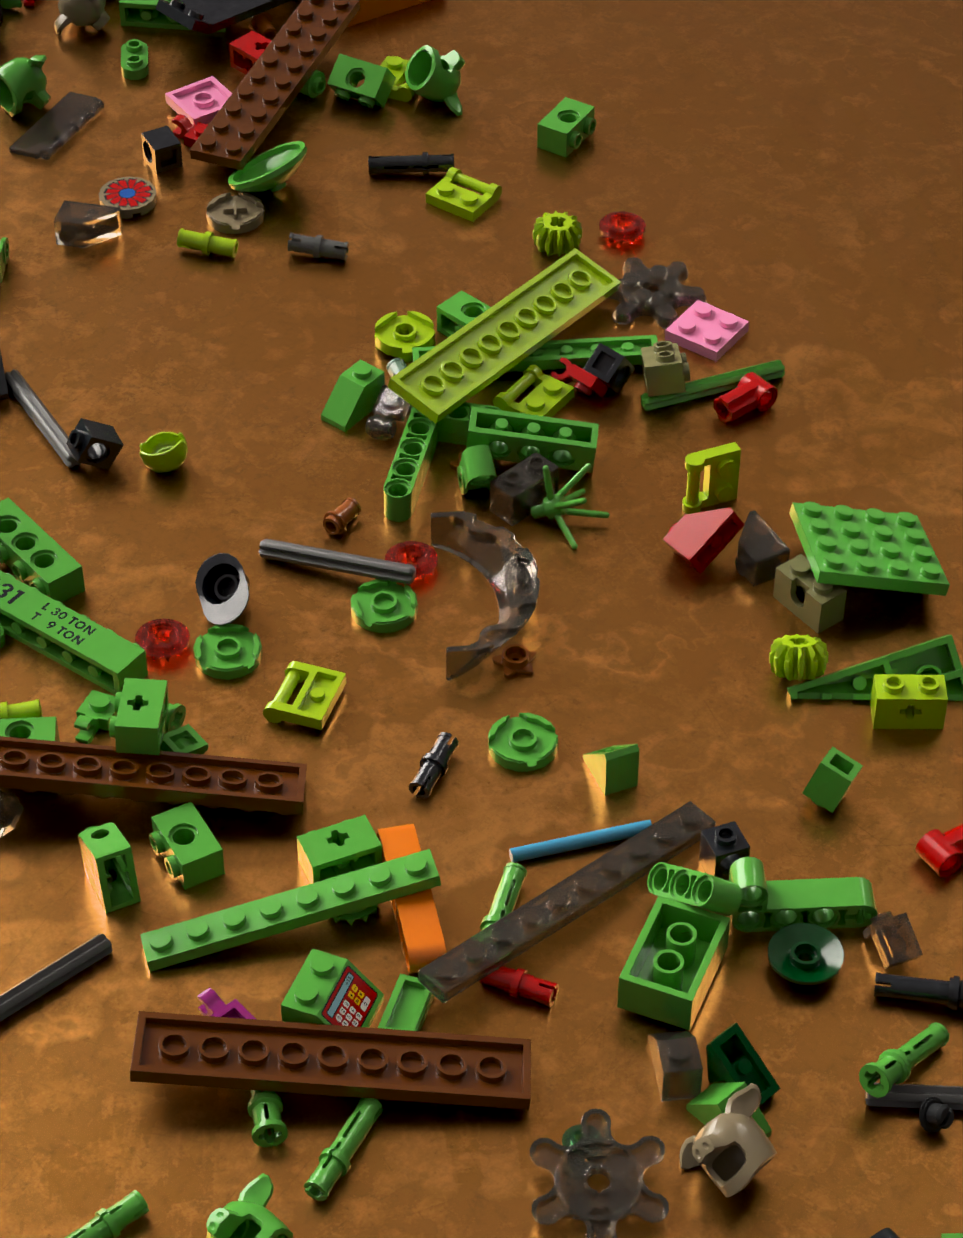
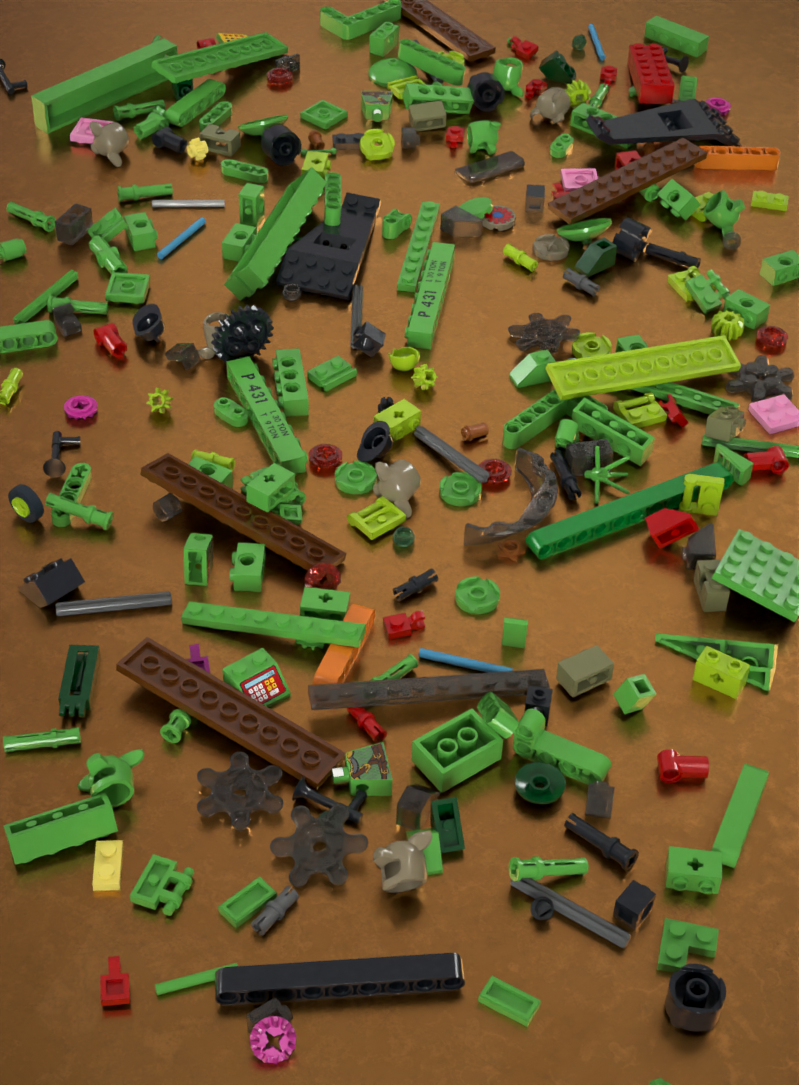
camera: 30 degrees right, 0 degrees up
(48, 282) = (418, 247): none -> bright green plate
(69, 1117) = (79, 675): none -> dark green hinge
(73, 515) = (331, 373): none -> bright green plate
(93, 189) = (478, 206): none -> bright green tile
(127, 346) = (430, 295): none -> bright green brick
(190, 530) = (385, 403): none -> black piece
(214, 467) = (424, 377): none -> lime gear
(229, 534) = (401, 418): none -> lime brick
(302, 808) = (317, 573): none -> clear red gear
(304, 633) = (397, 483): none -> dark tan piece
(317, 203) = (597, 257): none -> dark green slope
(327, 338) = (544, 332): none -> clear smoke plate
(336, 1159) = (193, 764): bright green pin -> none
(346, 160) = (631, 238): none -> black brick
(364, 706) = (403, 537): none -> clear green plate
(386, 411) = (539, 390): clear smoke plate -> none
(407, 1005) = (294, 706): bright green tile -> none
(437, 1141) = (244, 778): none -> clear smoke plate
(455, 831) = (401, 625): none -> red plate
(468, 107) = (731, 235): none -> clear smoke plate
(475, 39) = (769, 200): none -> lime plate
(496, 202) = (704, 294): none -> bright green plate
(518, 1118) = (304, 791): none -> black piece
(521, 528) = (567, 479): none -> black pin
(564, 196) = (752, 309): none -> bright green brick
(578, 1050) = (366, 771): none -> torso
(609, 367) = (692, 410): black brick -> none
(620, 548) = (617, 514): none -> green beam
(725, 417) = (736, 464): none -> bright green slope
(745, 778) = (584, 671): none -> olive brick
(798, 657) = (673, 617): lime gear -> none

